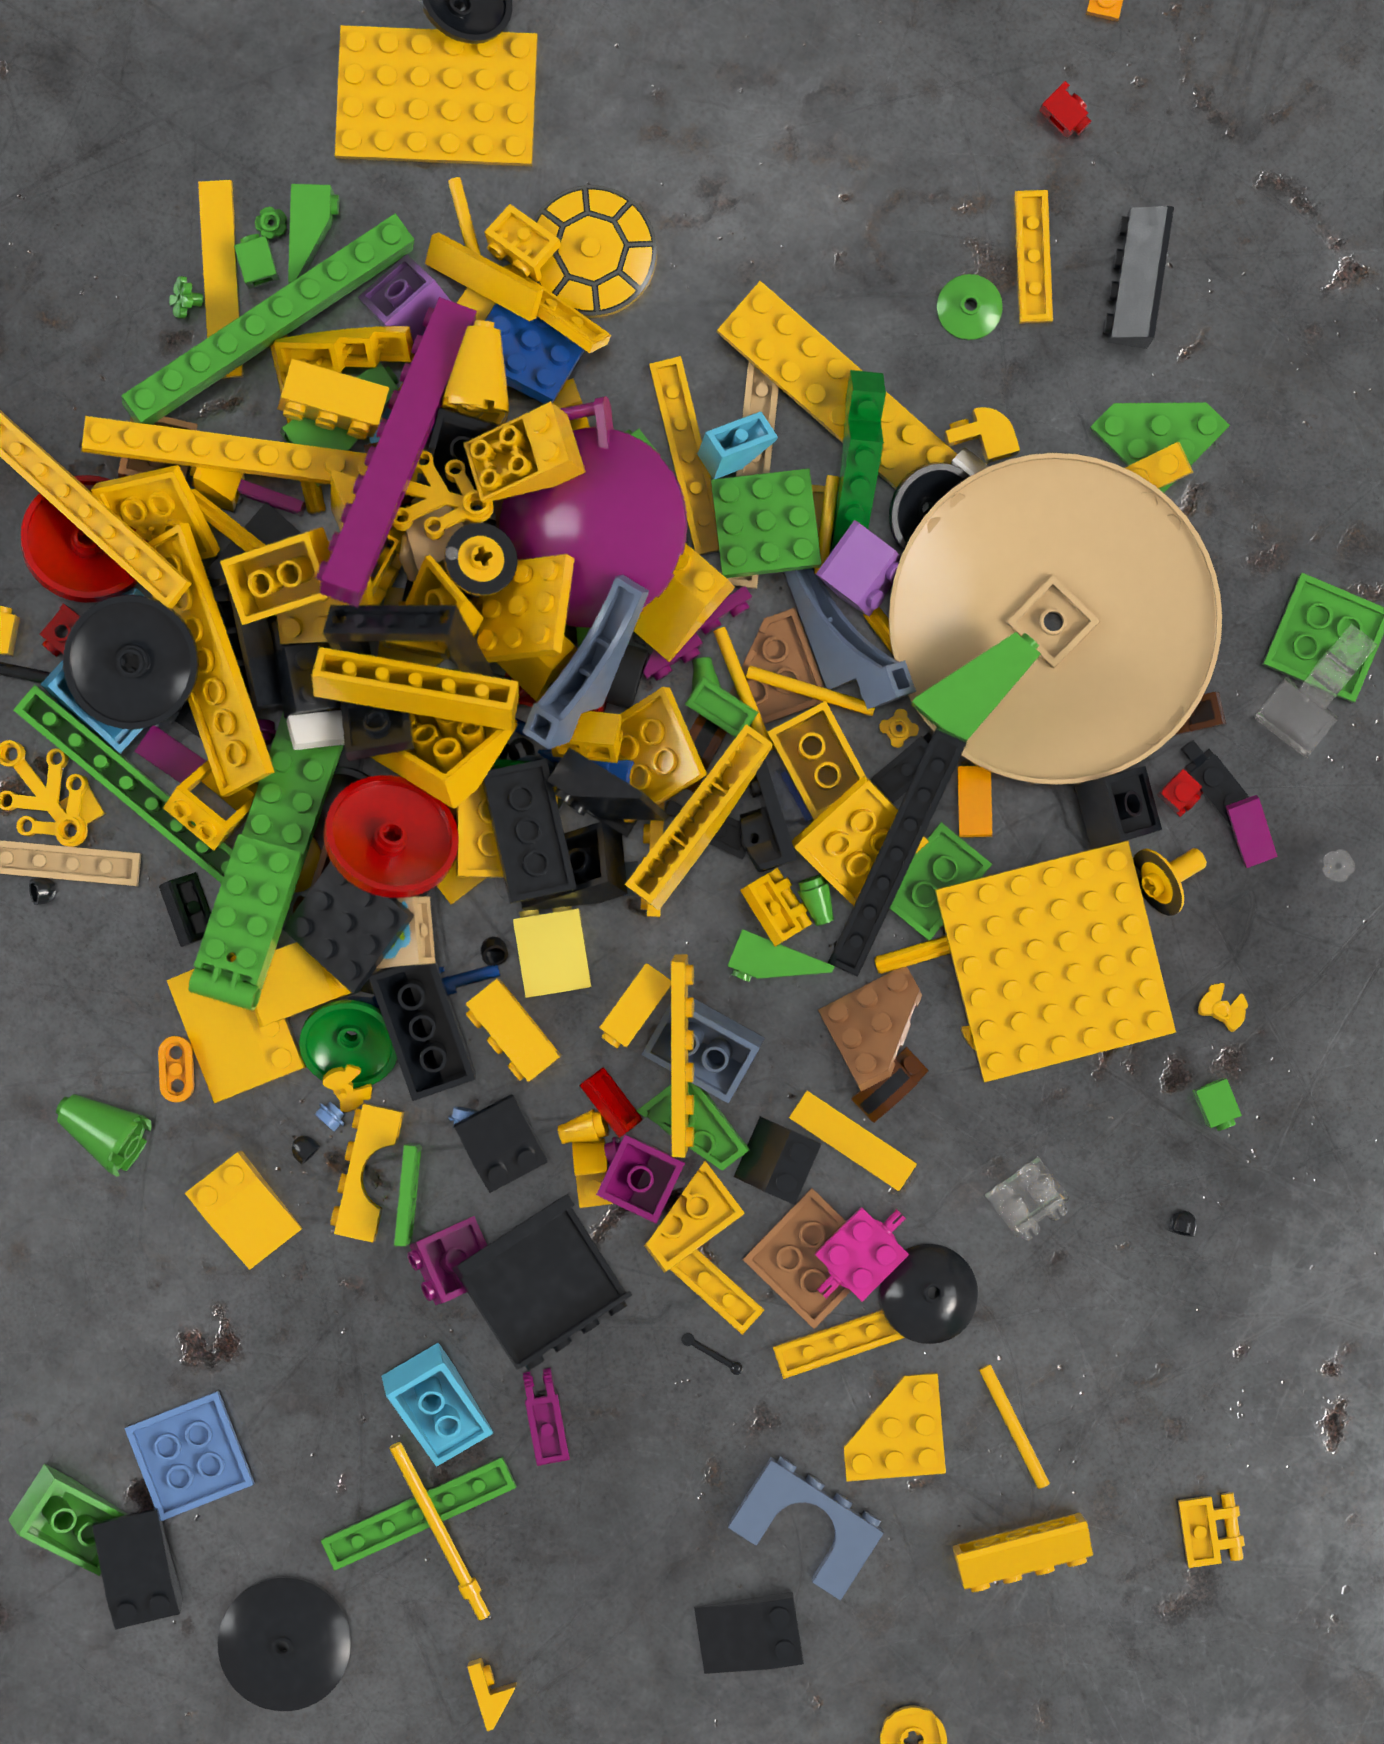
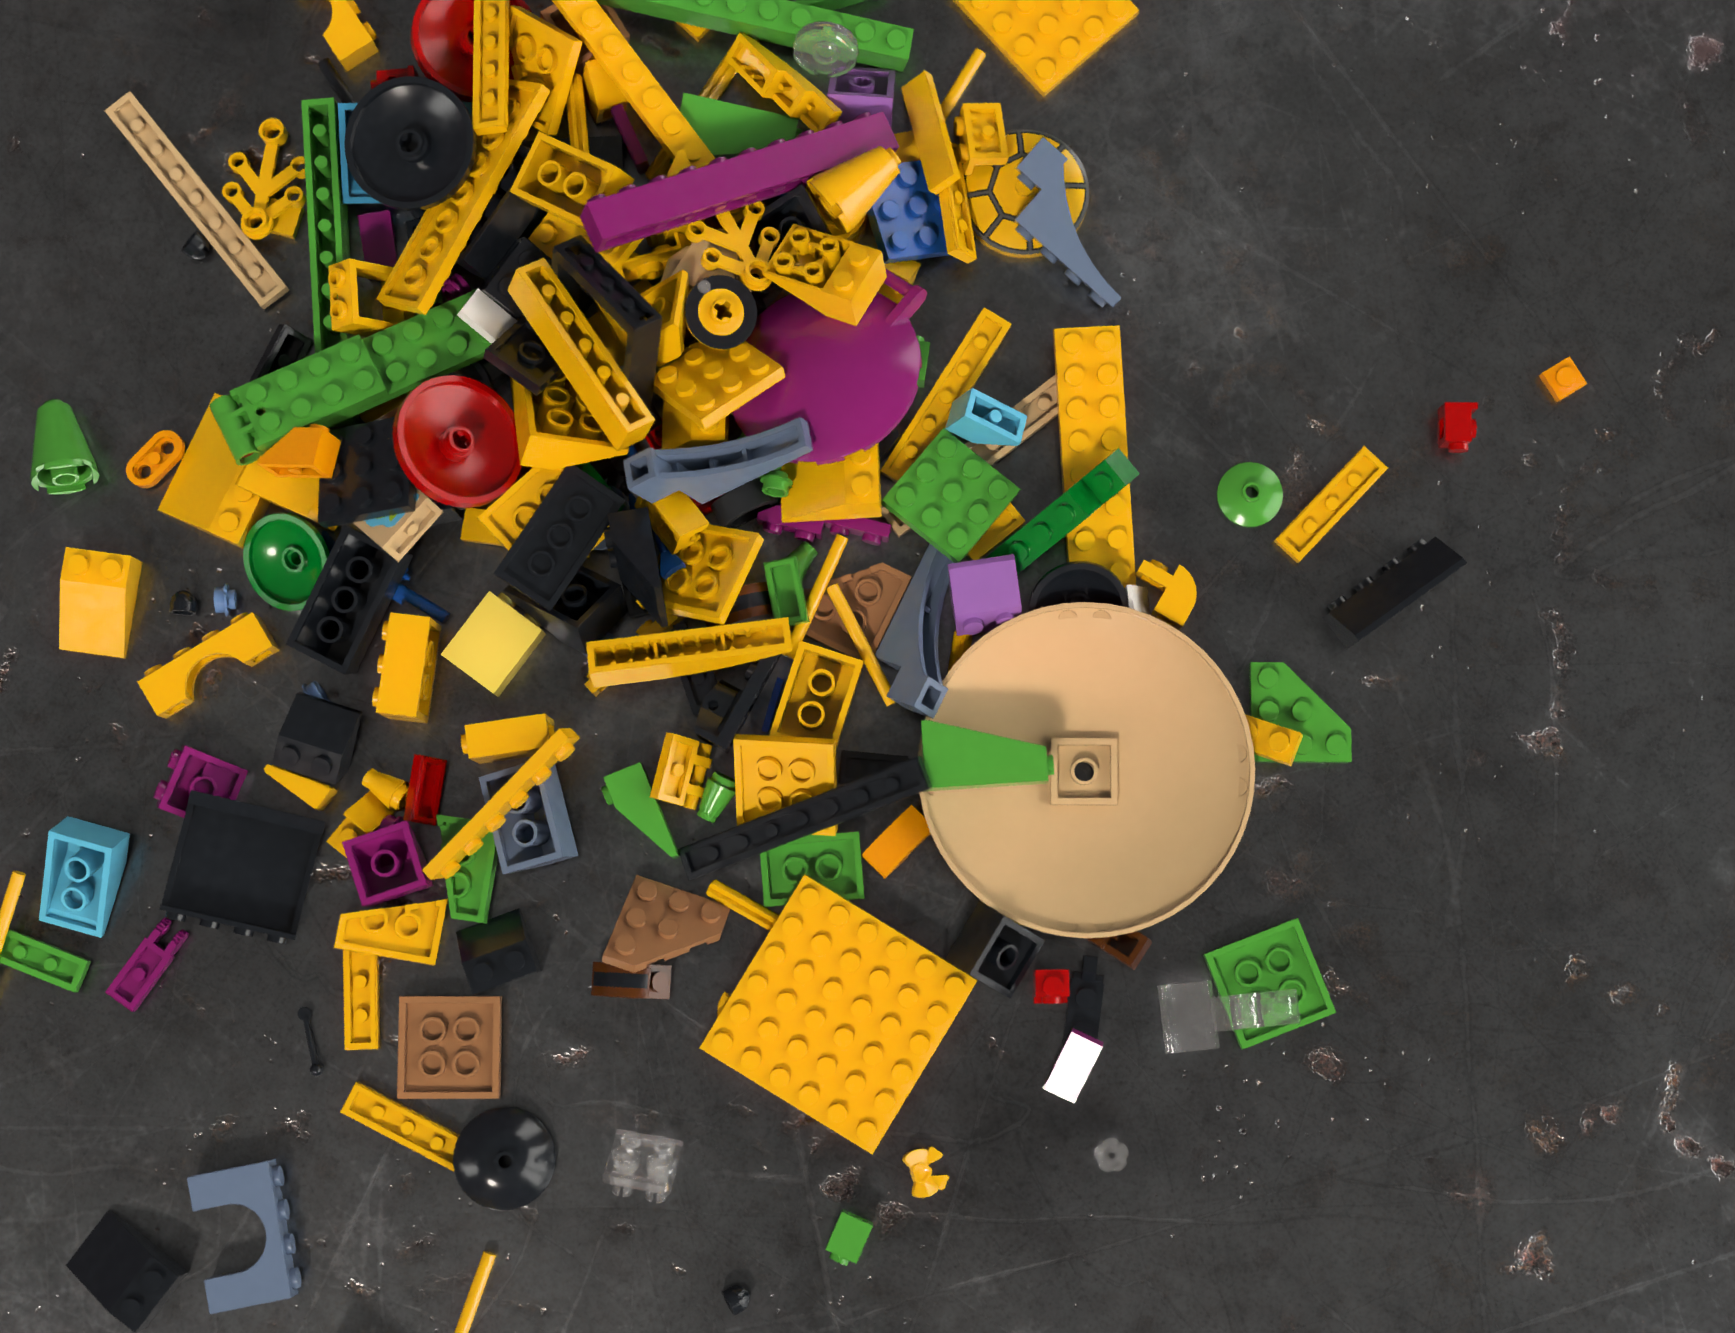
camera: 45 degrees right, 5 degrees down
(292, 956) = (303, 453): none -> light orange slope
(332, 399) = (734, 101): yellow brick -> none
(340, 1082) = (255, 581): yellow piece -> none
(349, 292) = (825, 49): none -> clear tile
(408, 1194) = (215, 706): bright green tile -> none
(494, 951) = (455, 601): black hinge -> none
(530, 1185) = (310, 791): none -> yellow slope
(634, 255) = (1050, 221): none -> sand blue arch
(640, 639) = (776, 484): none -> bright green plate
(827, 517) = (1000, 535): yellow bar -> none
(853, 1140) = (565, 993): yellow tile -> none
(861, 1253) = (484, 1079): dark pink plate -> none
(898, 737) = (891, 742): yellow plate -> none
(901, 1434) = (380, 1239): yellow plate -> none
(1162, 879) = (972, 1034): yellow piece -> none

